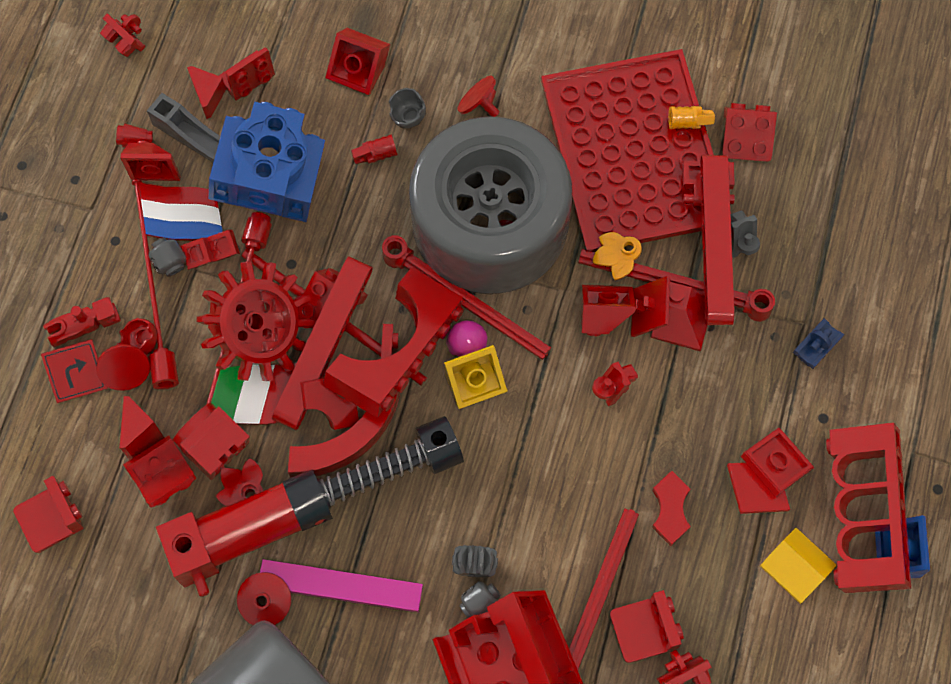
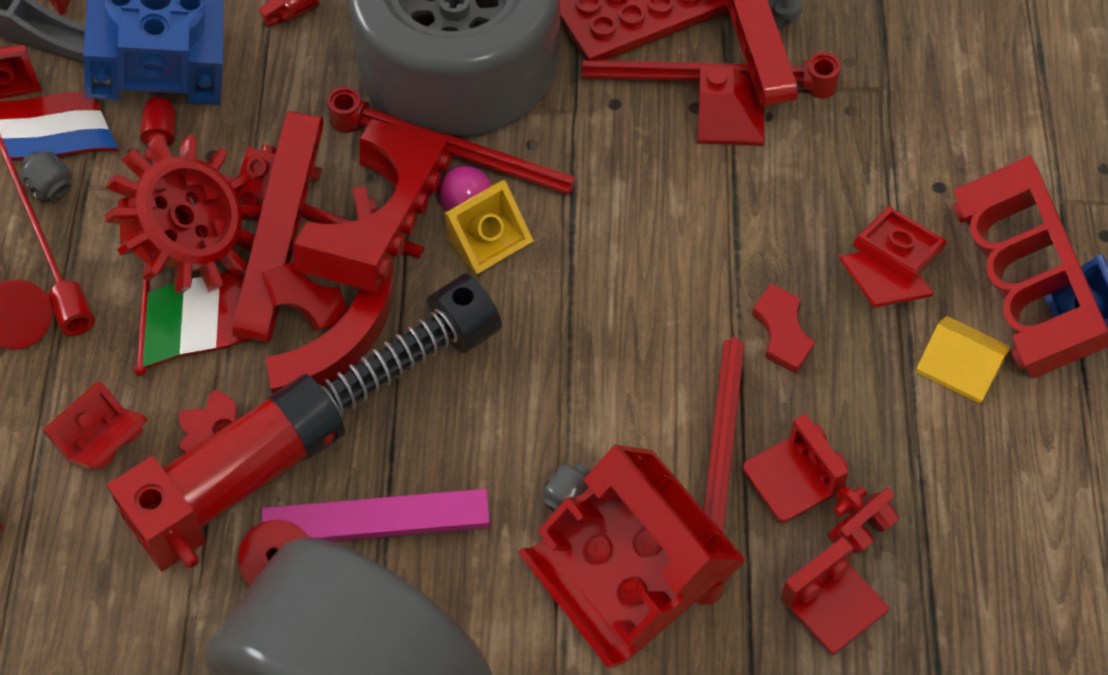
camera: 15 degrees left, 10 degrees down
(137, 429) = (53, 378): red slope -> none
(139, 333) = (30, 267): red hair -> none
(210, 249) = (99, 158): red slope -> none
(211, 440) = (158, 371): red piece -> none
(474, 561) = (549, 441): dark grey gear -> none
(605, 308) = (630, 119): red slope -> none
(614, 254) = (626, 52): light orange plate -> none
(614, 382) = (669, 194): red hips -> none
(651, 306) = (688, 101): red piece -> none
(818, 344) = (906, 102): dark blue hips -> none

